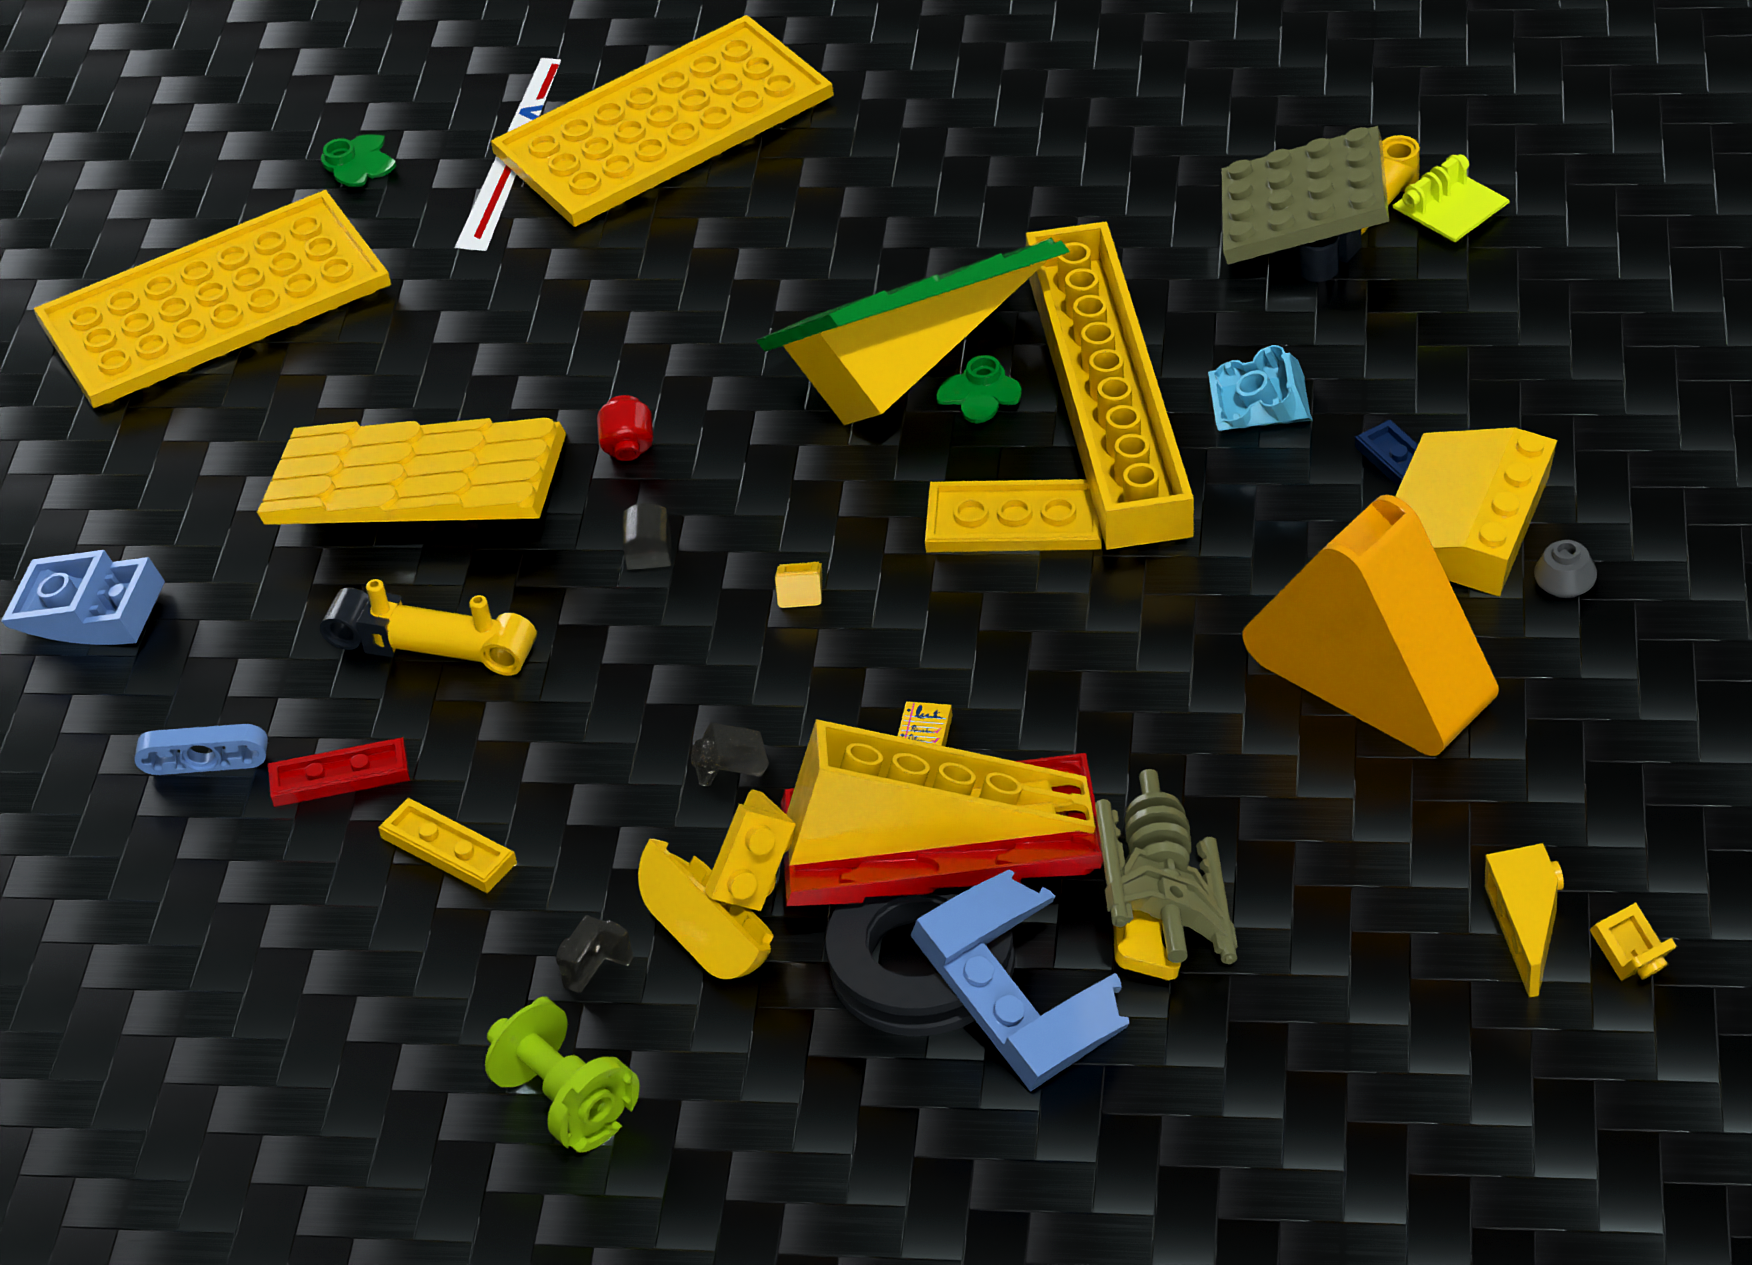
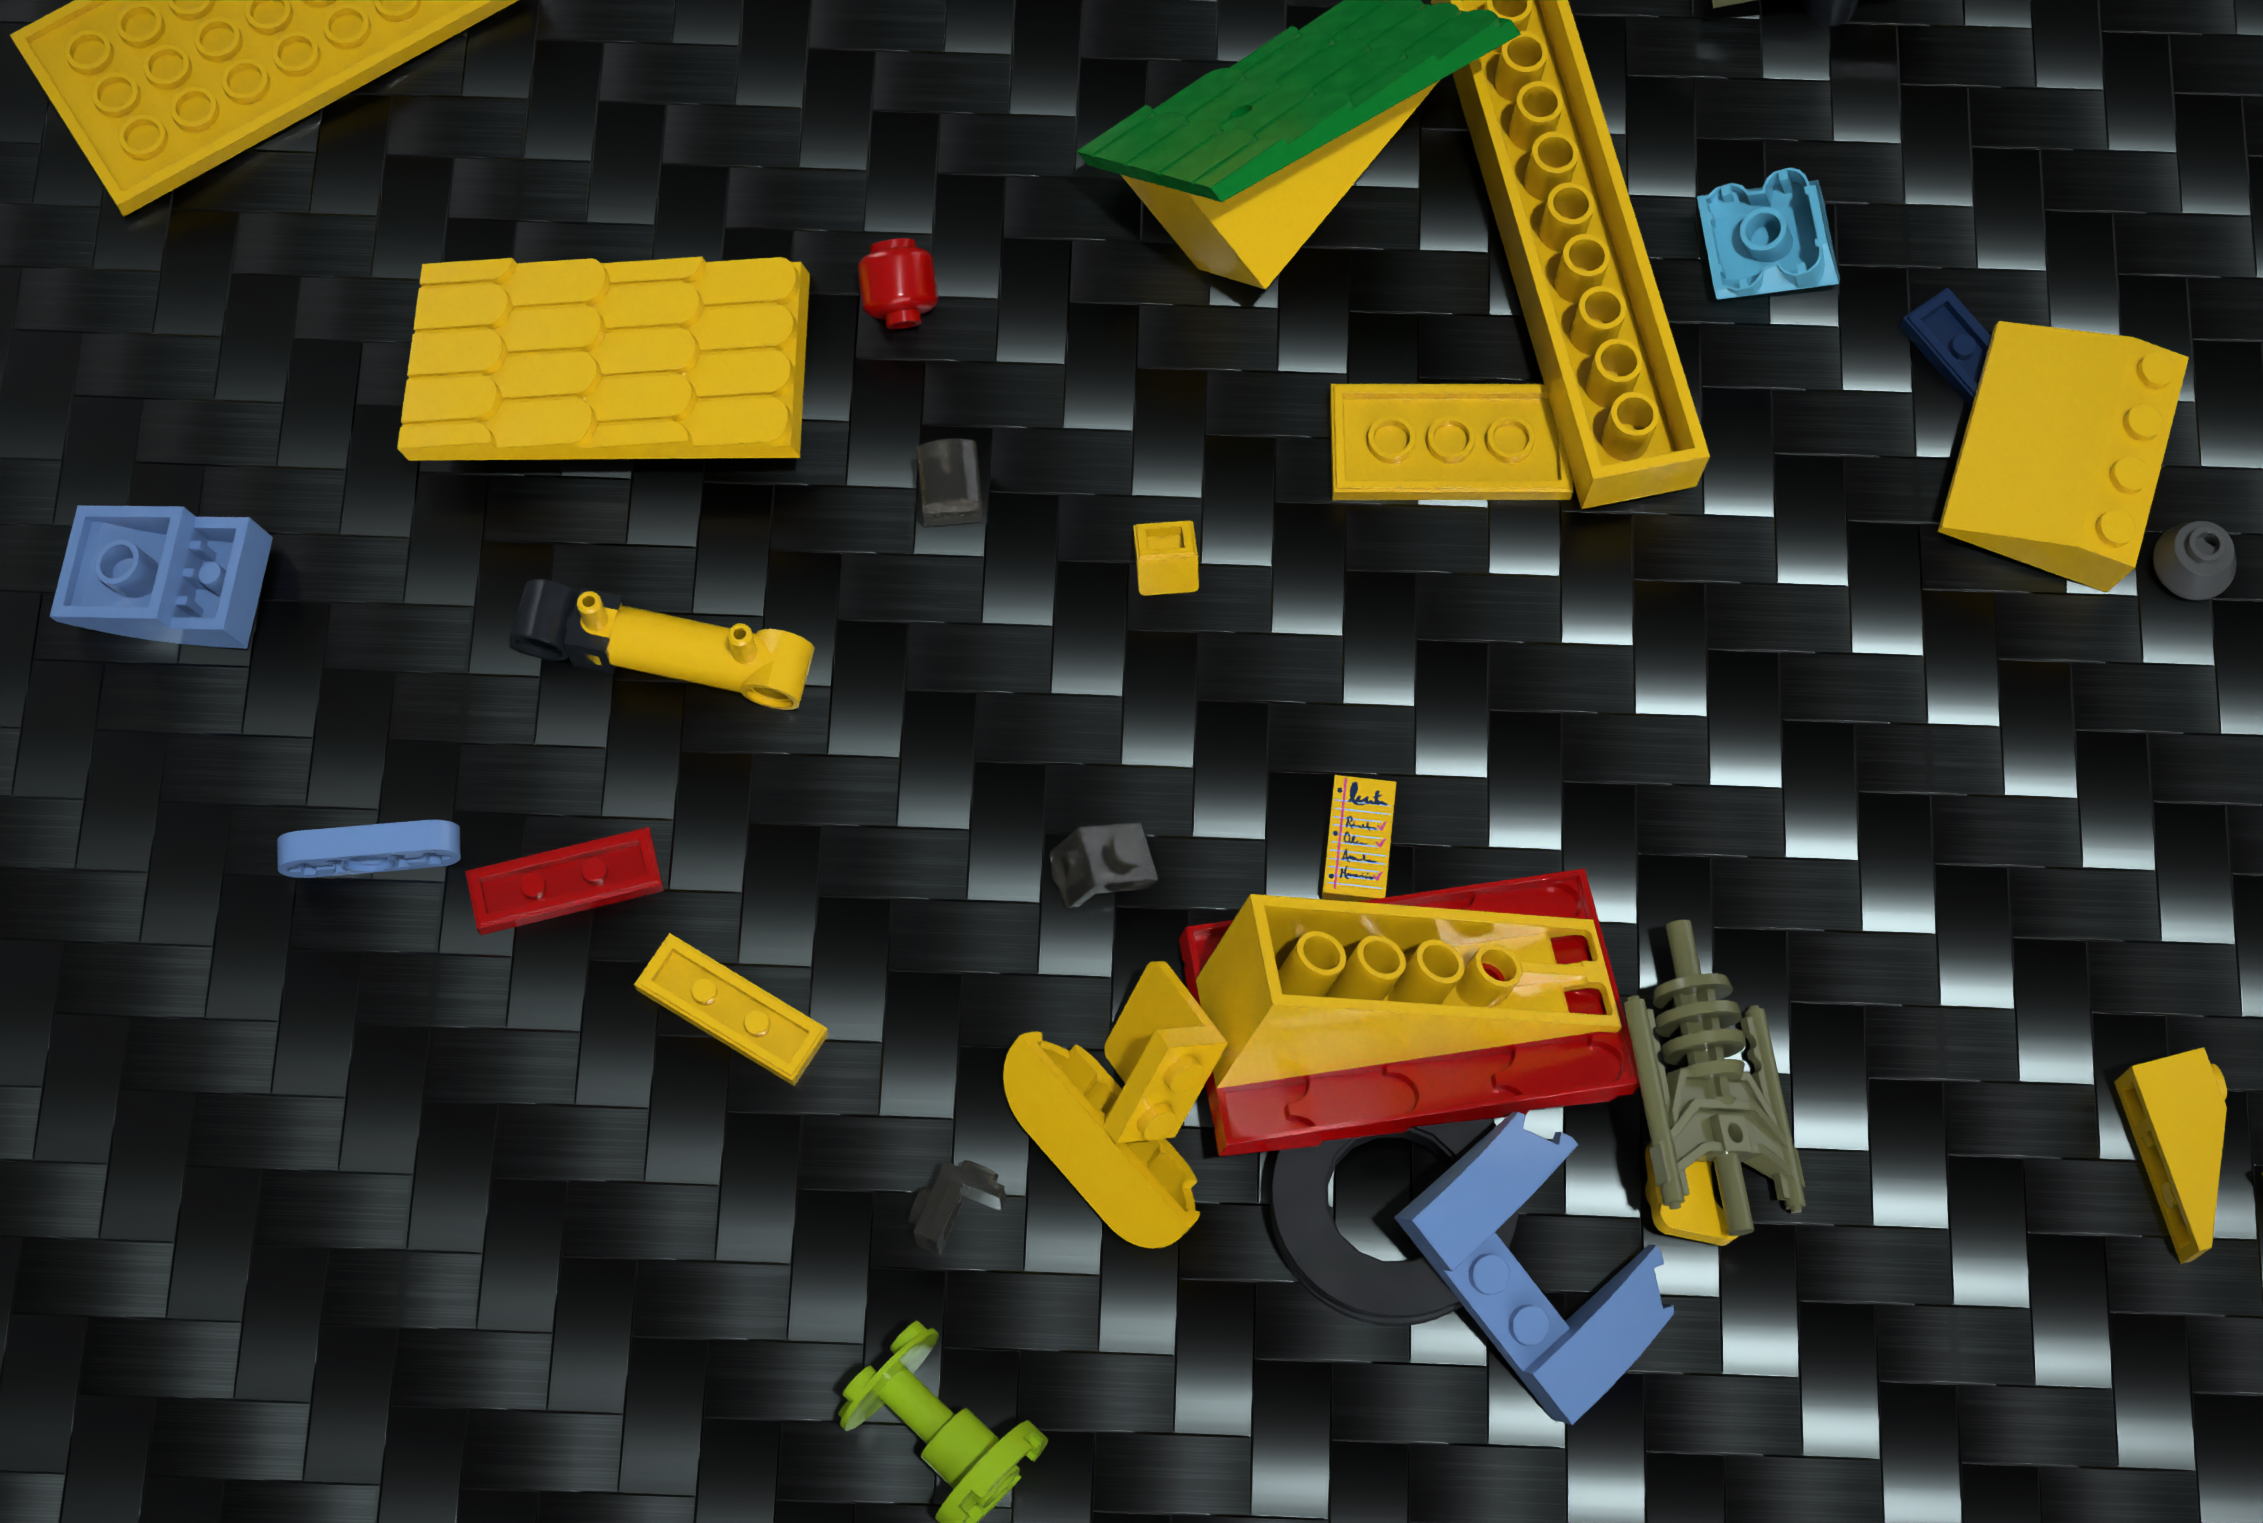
camera: 10 degrees left, 25 degrees up
(980, 389) = (1385, 226): green plate -> none
(1379, 632) = (1973, 698): light orange brick -> none

